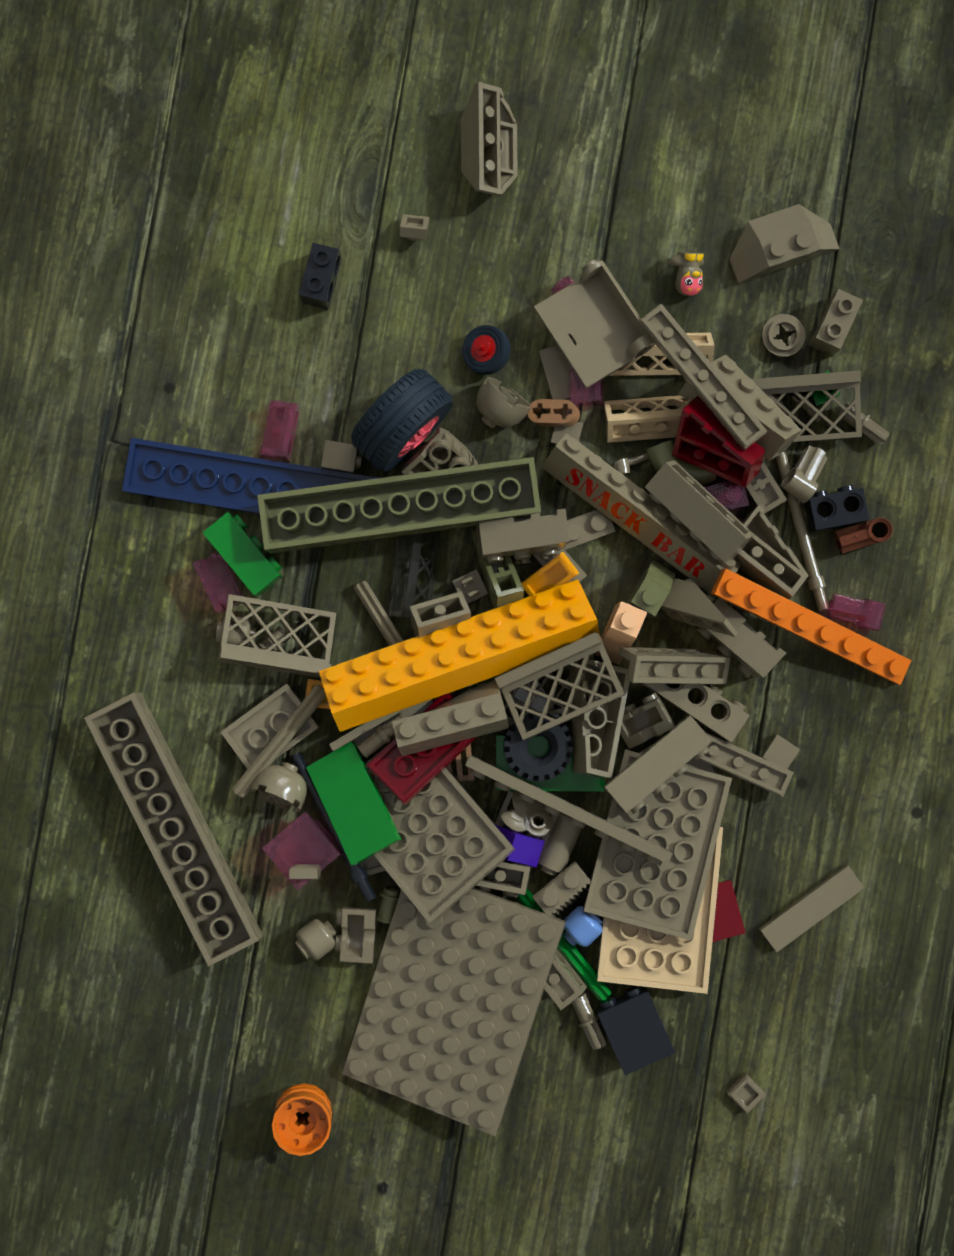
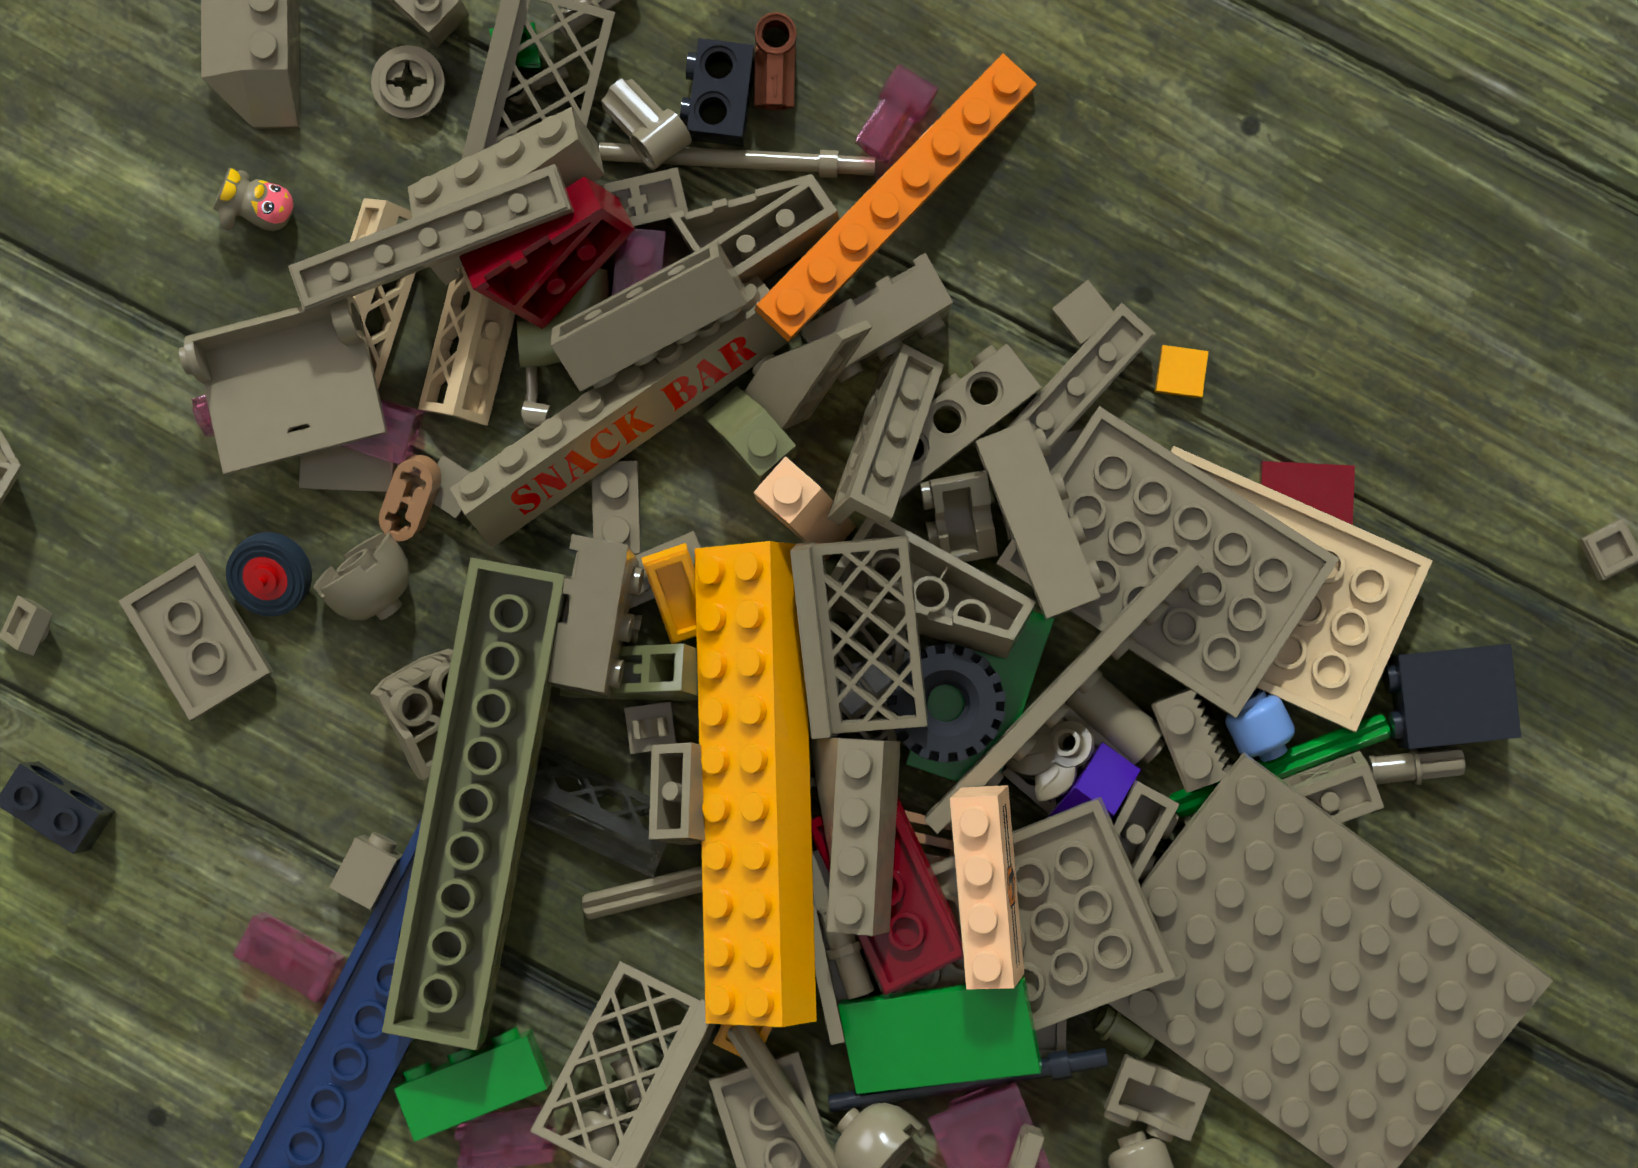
camera: 70 degrees left, 0 degrees up
(401, 419) = (336, 753): black wheel -> none
(438, 321) = (196, 636): none -> dark tan plate
(444, 802) = (987, 887): none -> light nougat brick
(765, 818) = (1181, 371): none -> light orange tile
(811, 908) = (1349, 346): dark tan tile -> none

